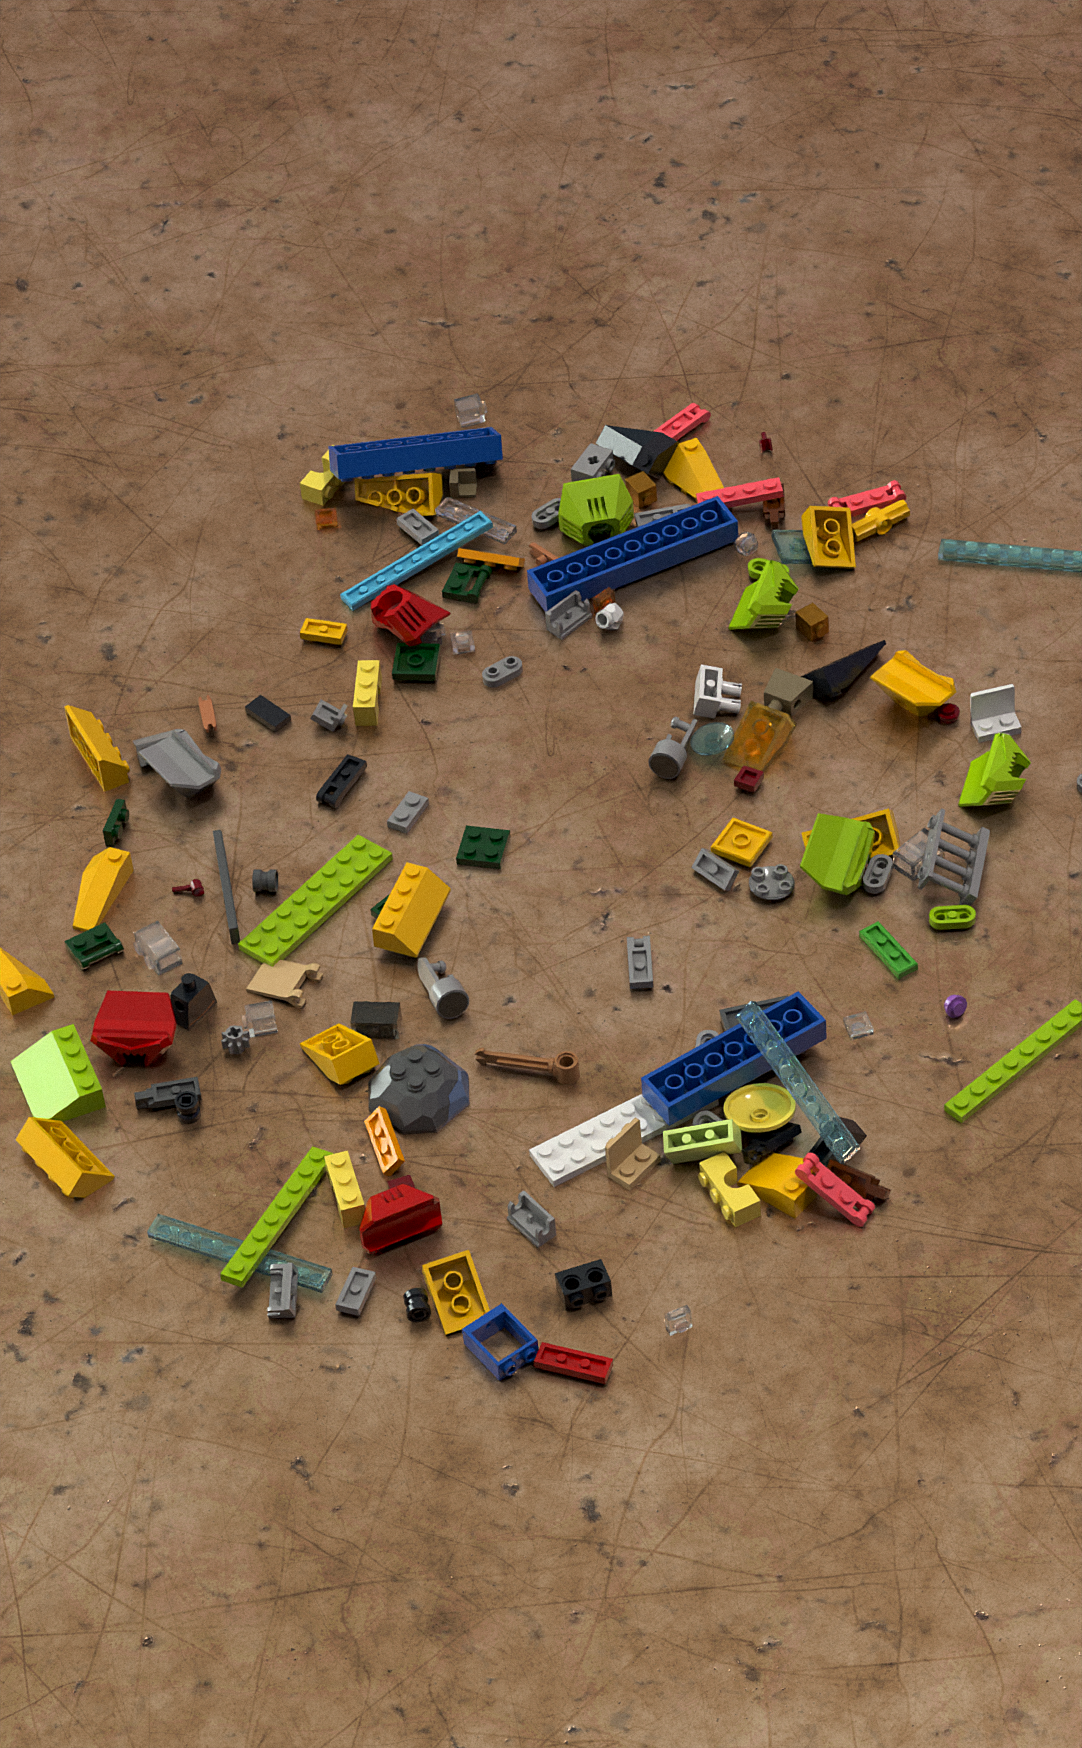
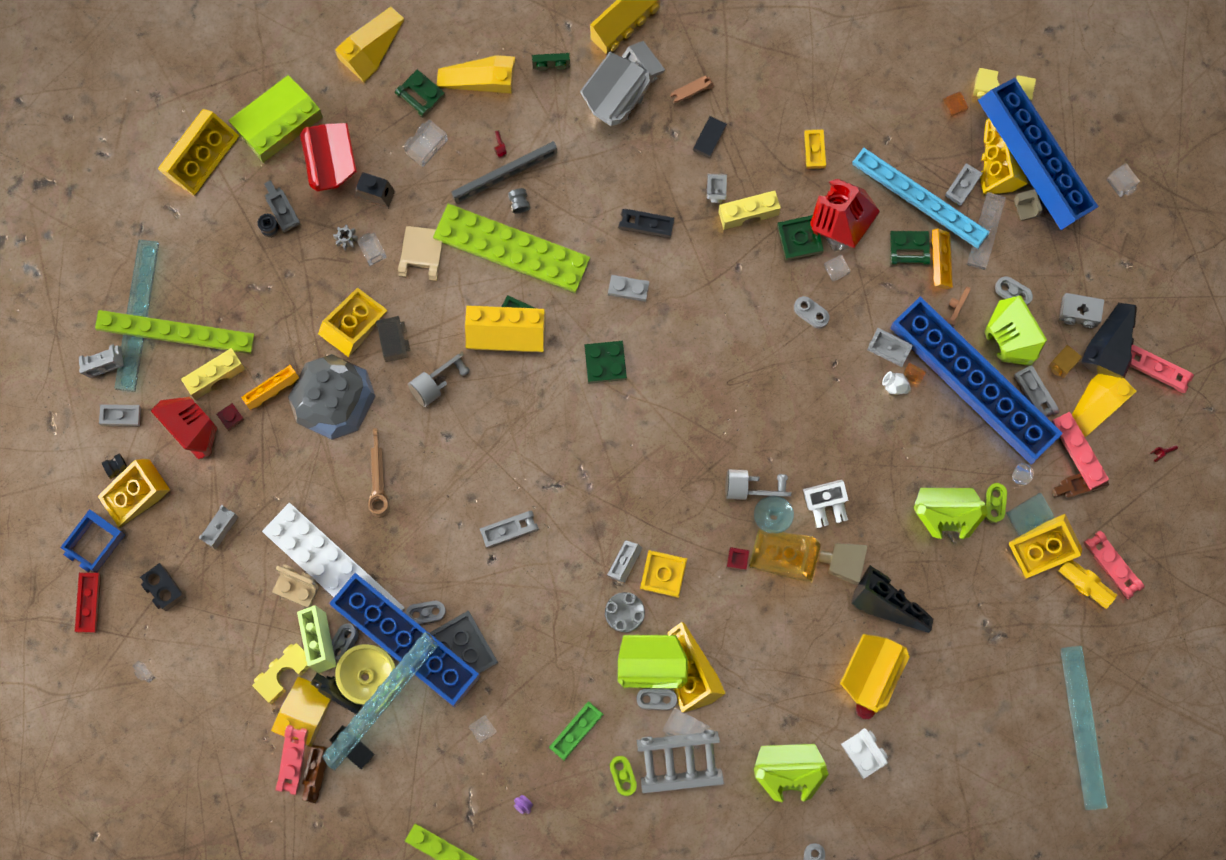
camera: 70 degrees right, 30 degrees up
(812, 622) = (940, 560): pearl gold brick -> none

